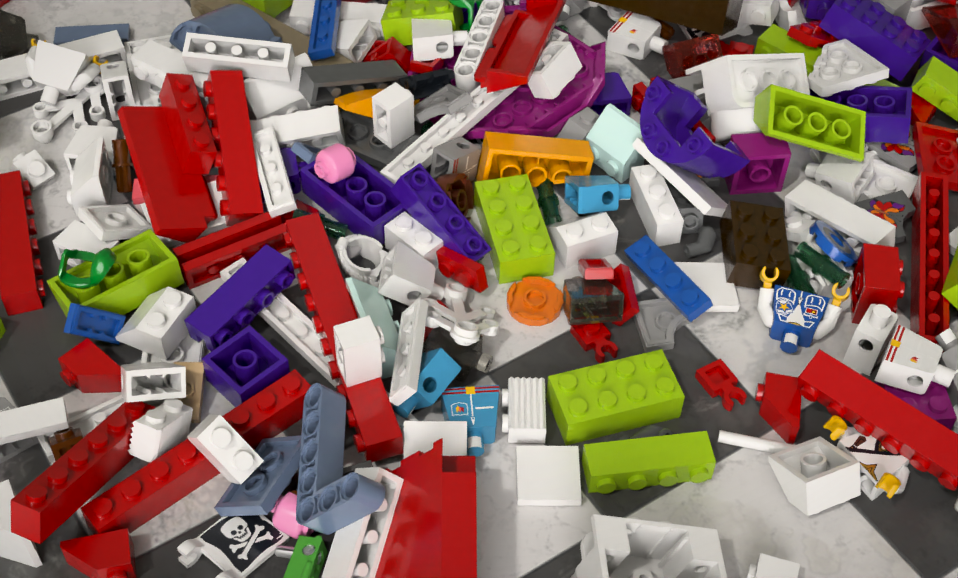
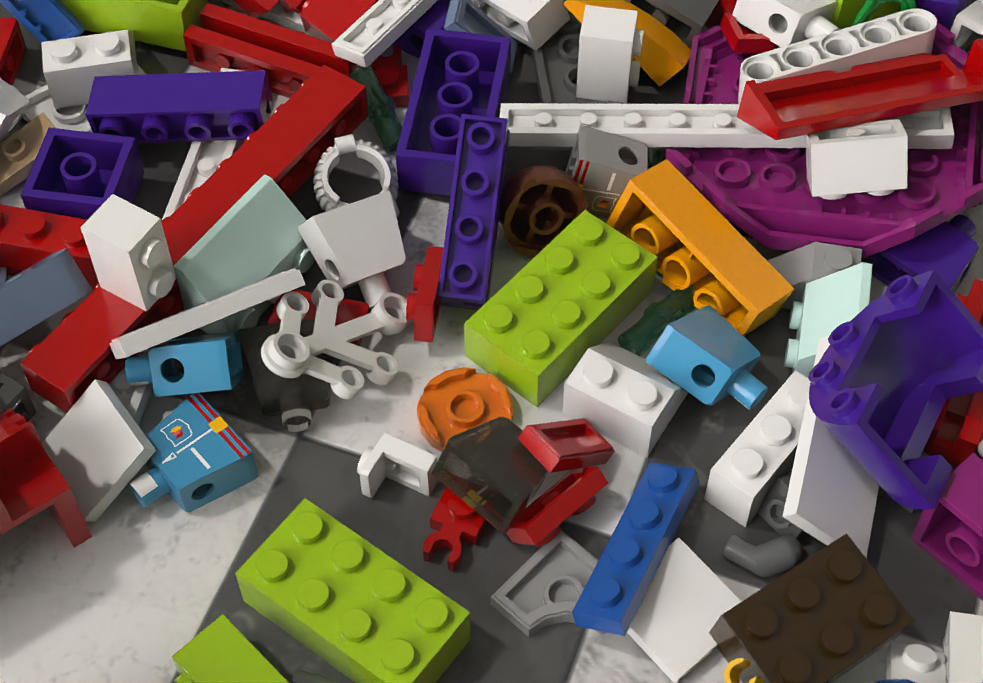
camera: 55 degrees right, 5 degrees up
(335, 163) = (451, 47): bright pink head -> none
(413, 235) = (426, 213): white brick -> none
(427, 83) = (704, 54): black hinge -> none
(444, 101) = (685, 88): light grey tile -> none
(525, 410) = (246, 511): white brick -> none
(547, 337) = (400, 461): none -> white bracket
(548, 476) = (165, 605): white tile -> none

